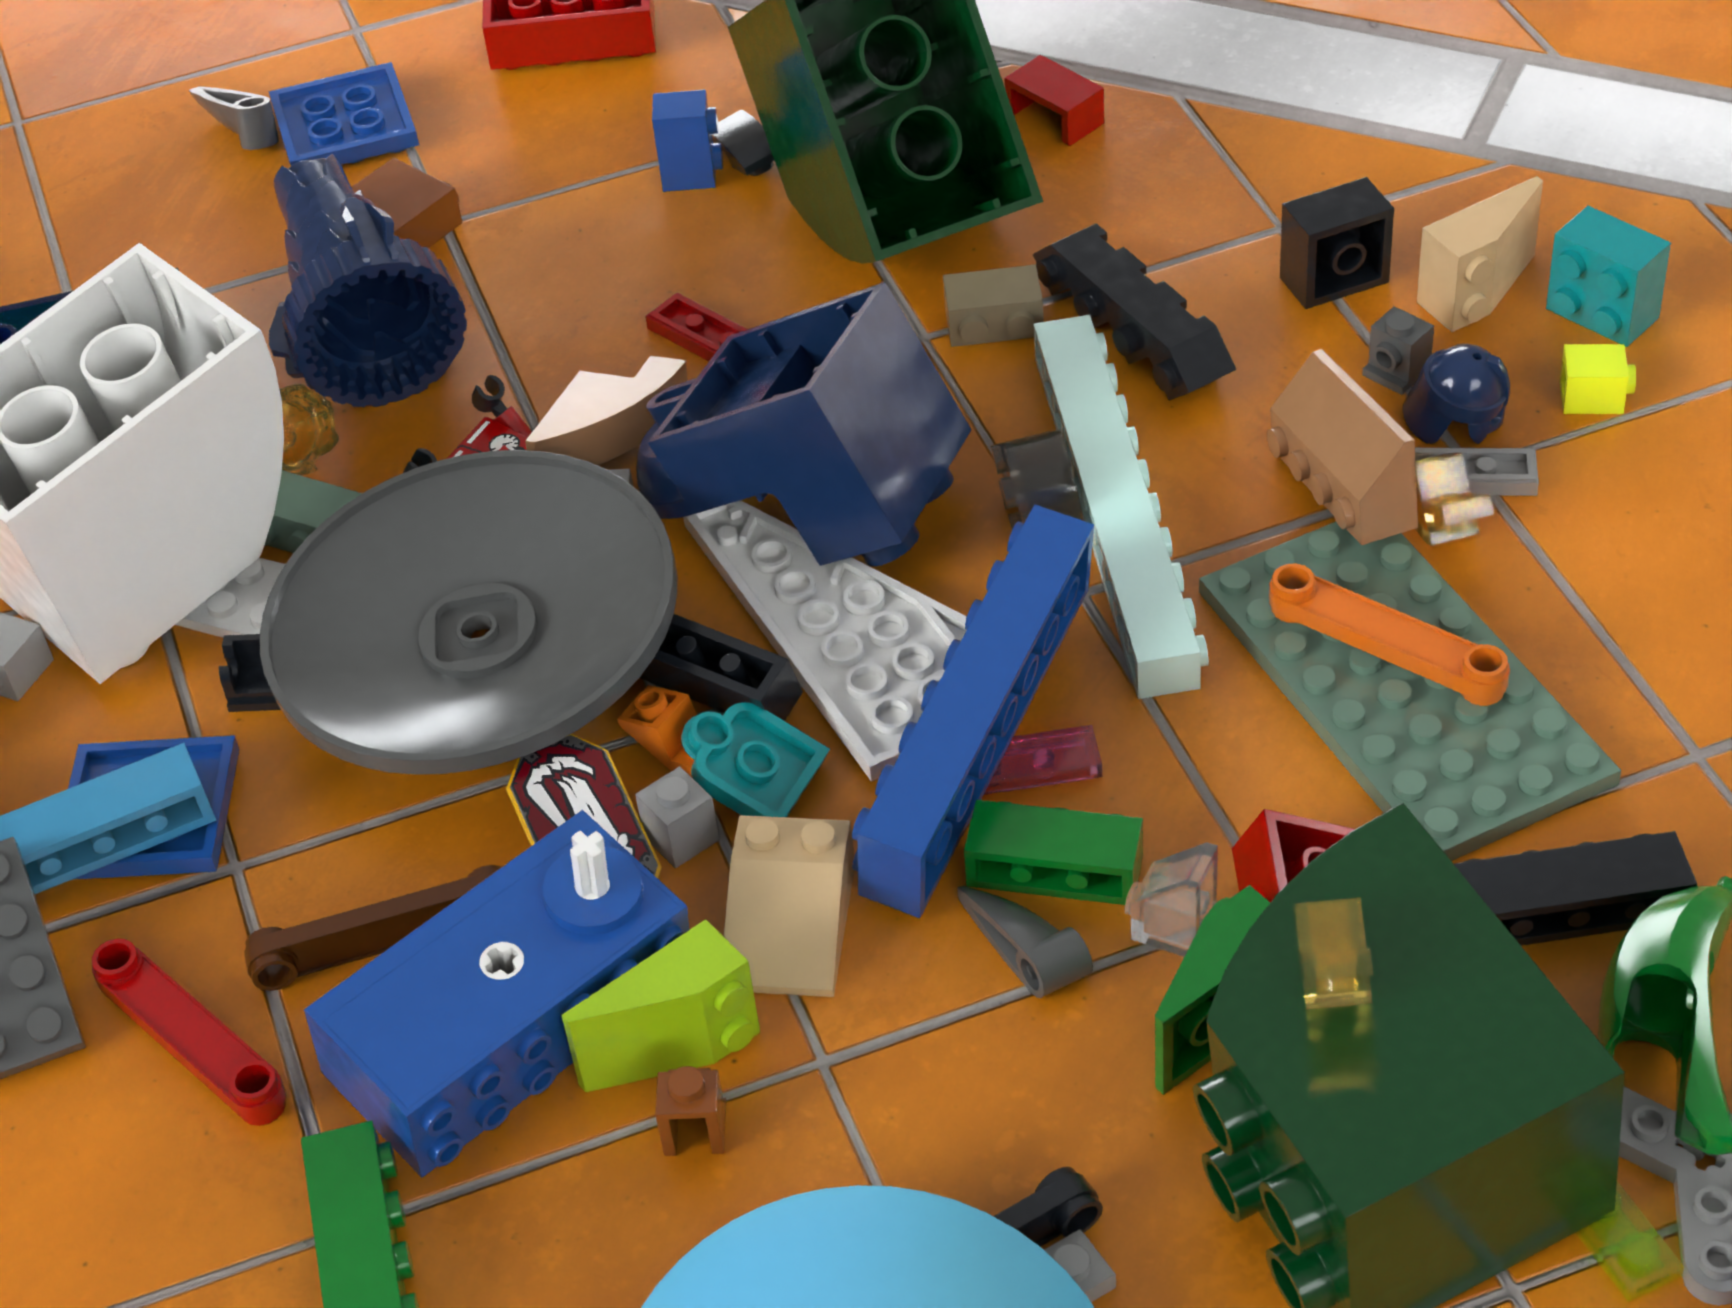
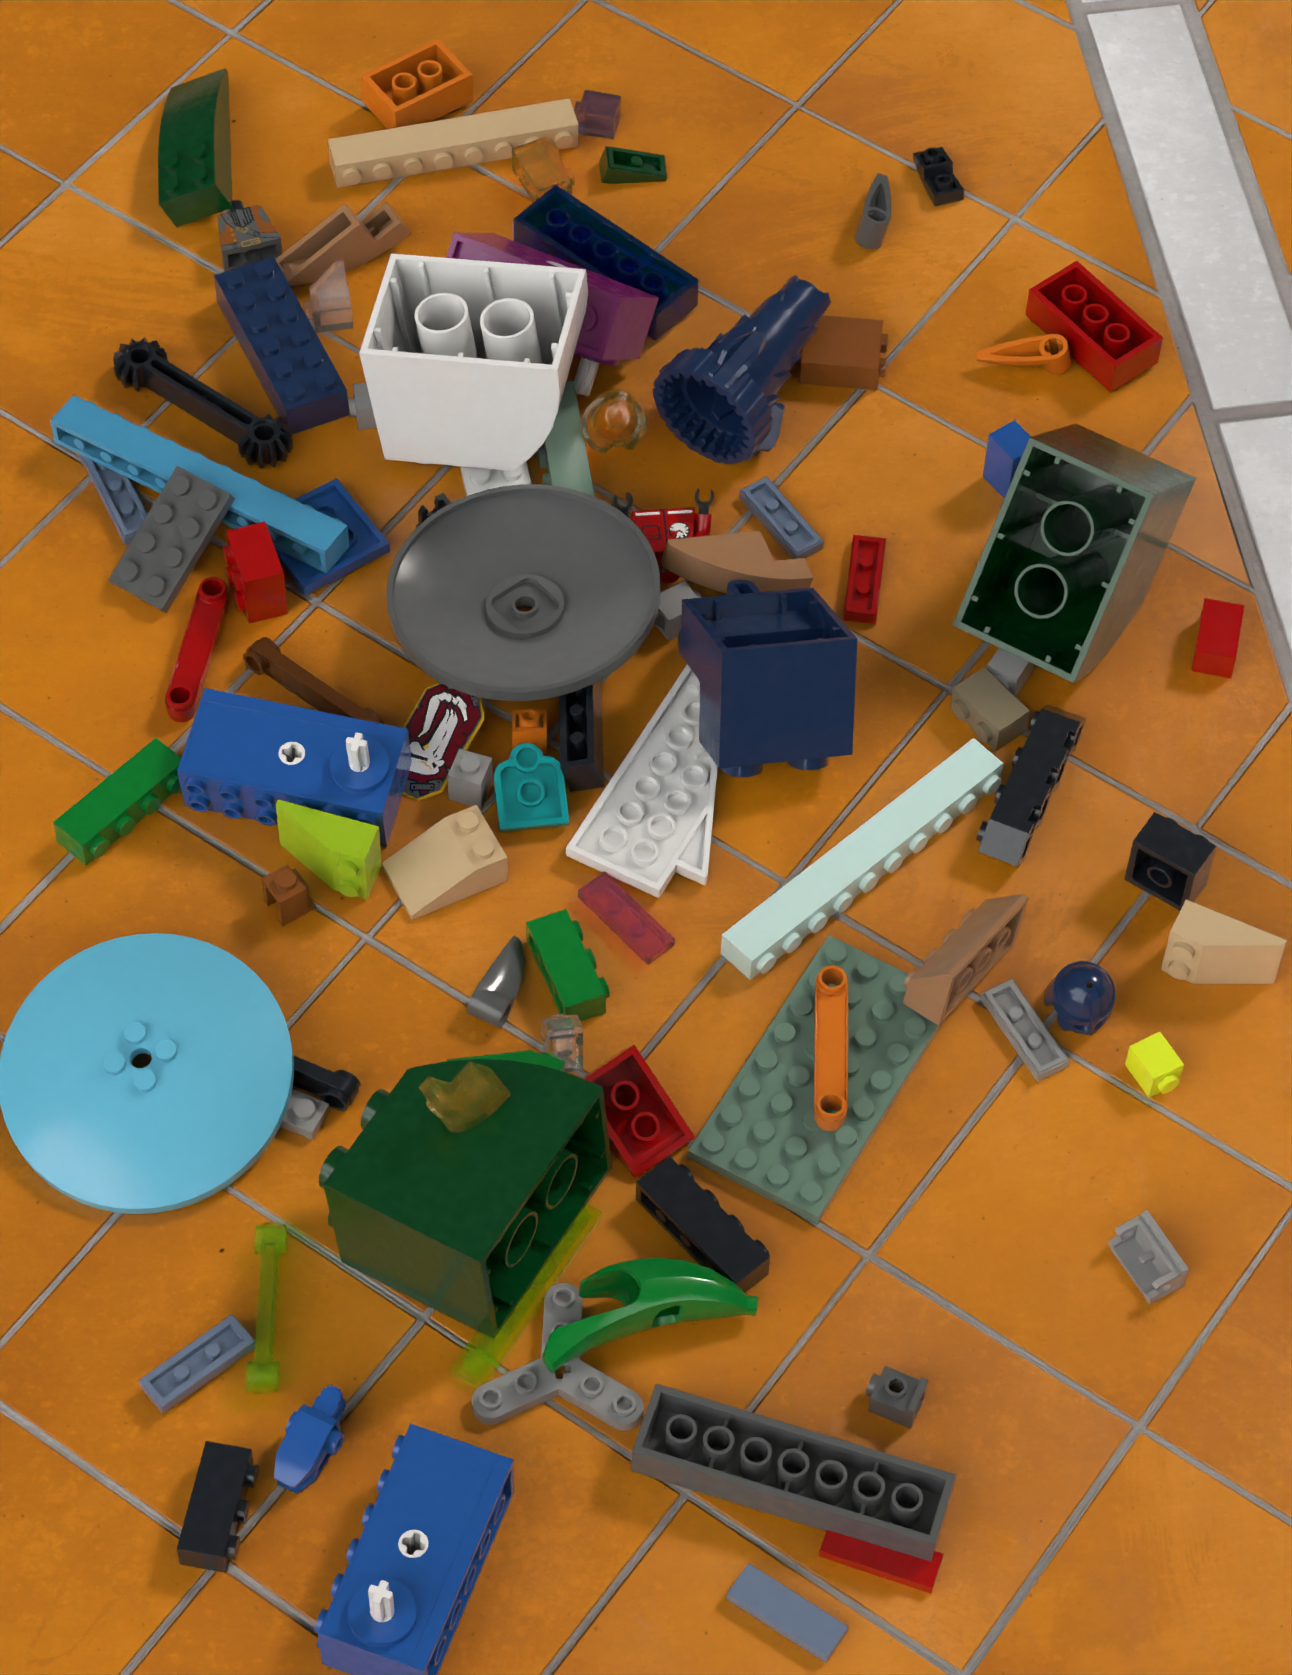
camera: 50 degrees right, 10 degrees up
(145, 888) = (255, 572): none -> red brick
(235, 56) = (937, 176): none -> black slope
(345, 116) = (915, 269): blue plate -> none
(556, 367) = (781, 519): none -> sand blue tile
(561, 66) = (1040, 350): none -> orange piece
(947, 256) = (1010, 670): none -> light grey brick
(972, 711) = (622, 870): blue brick -> none
(1037, 475) = (833, 810): clear smoke brick -> none
(1398, 349) = (1103, 944): dark grey brick -> none
(1445, 501) = (978, 1027): clear yellow brick -> none
(1607, 275) = (1244, 1027): teal brick -> none

